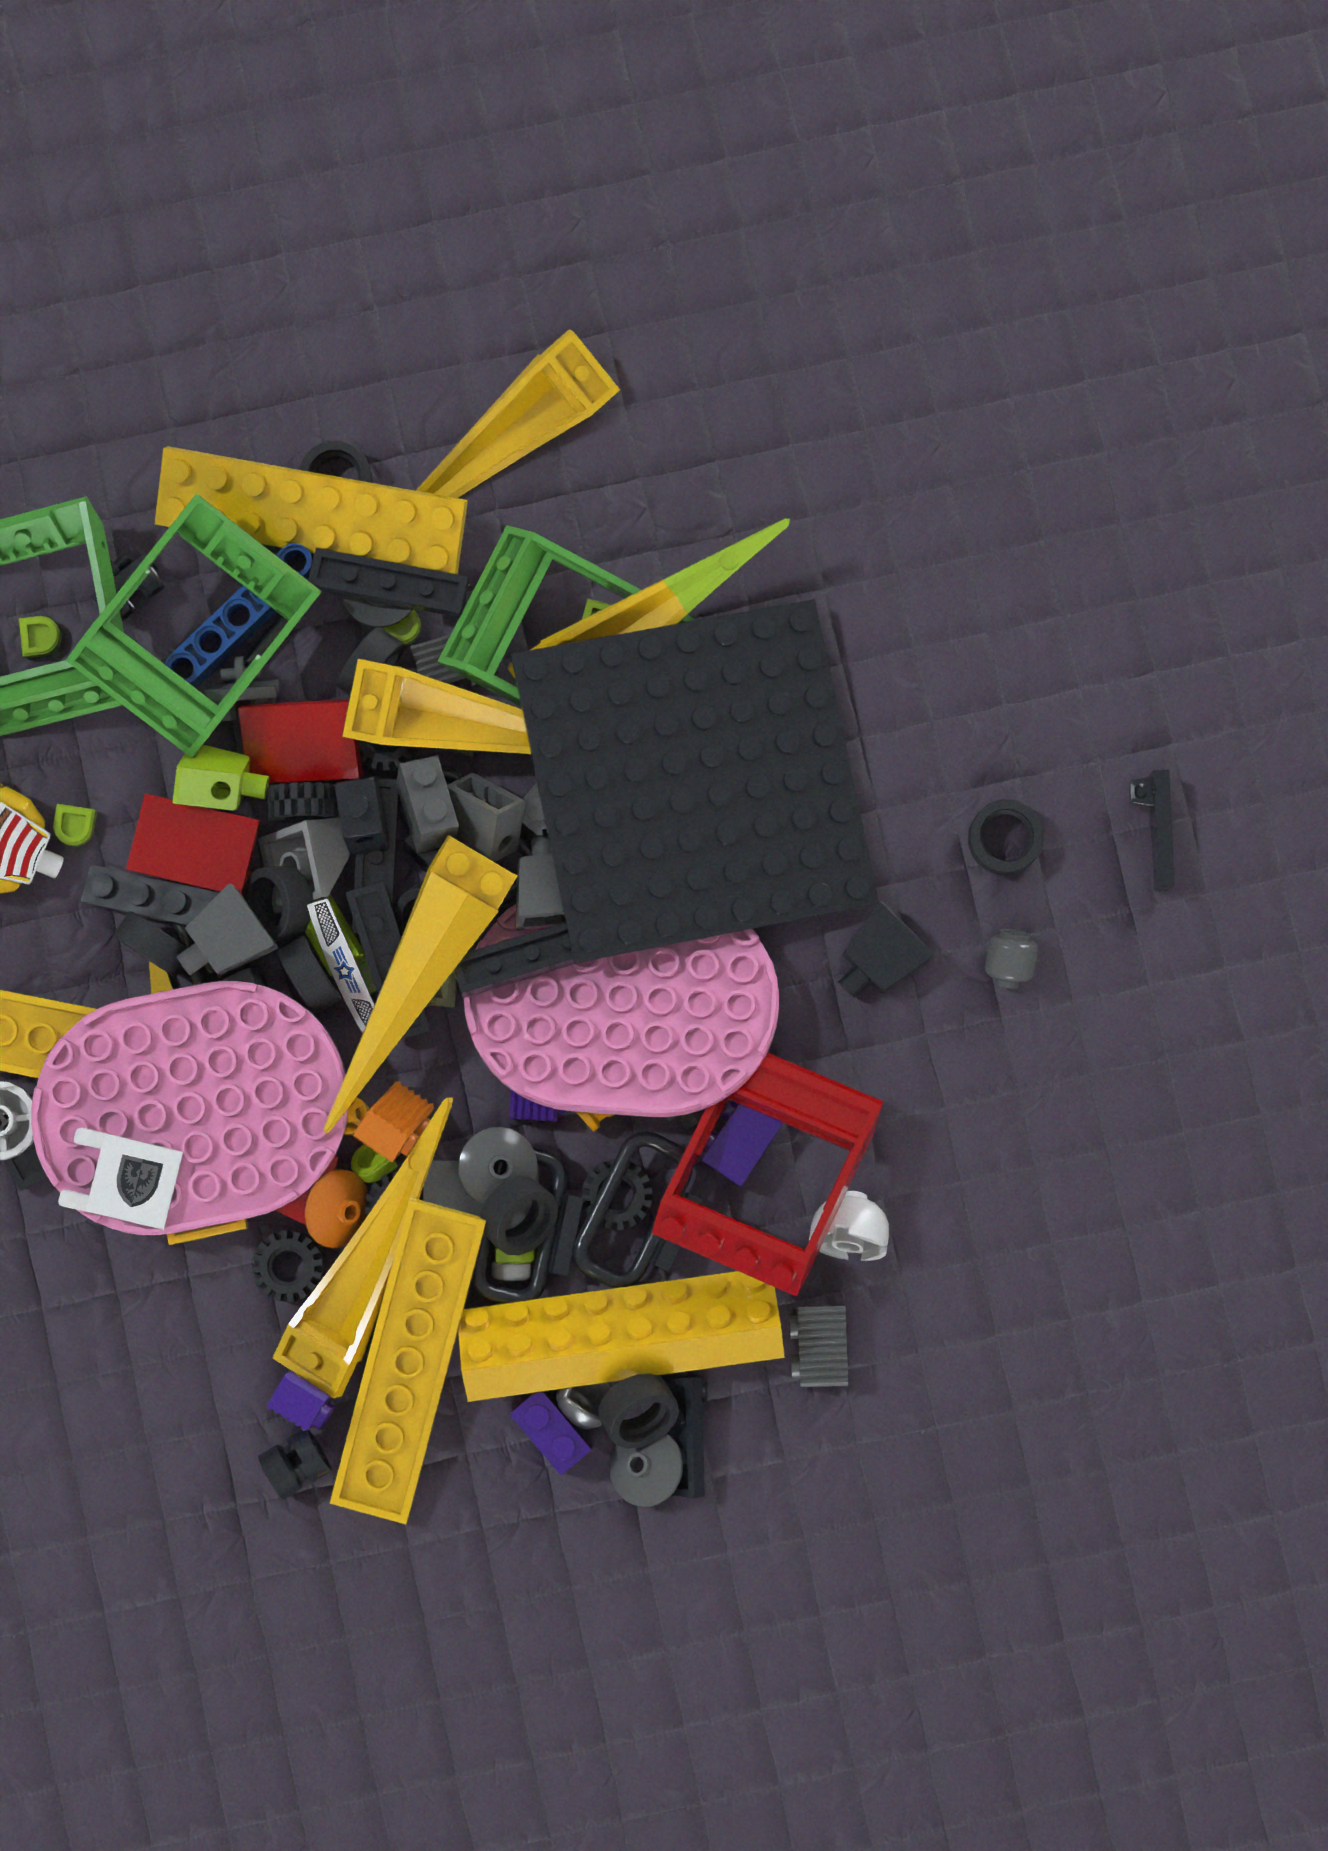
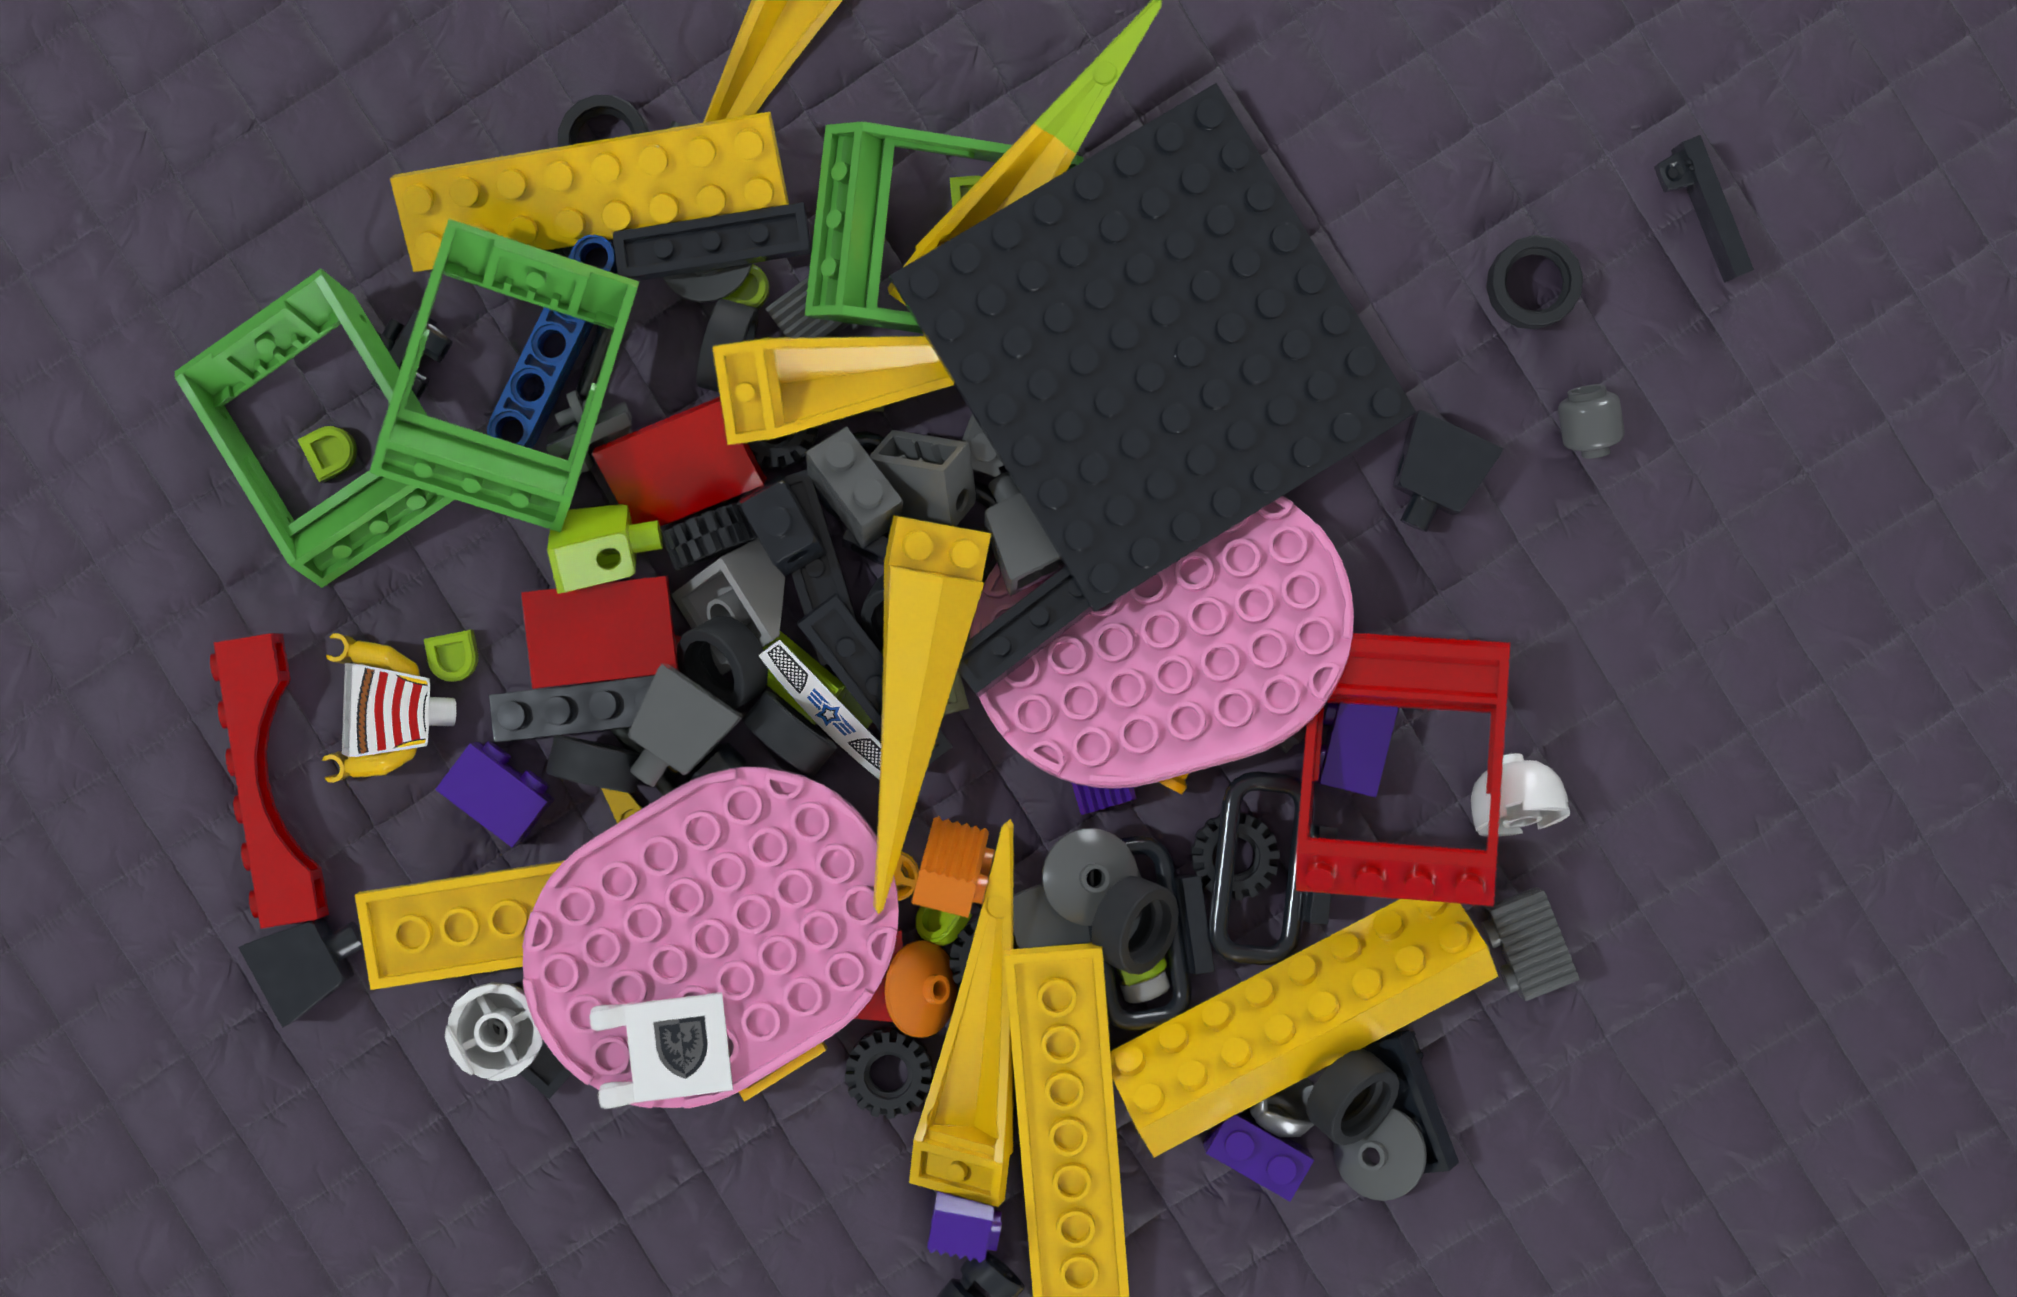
camera: 25 degrees left, 5 degrees up
(67, 940) = (496, 792): none -> dark purple brick

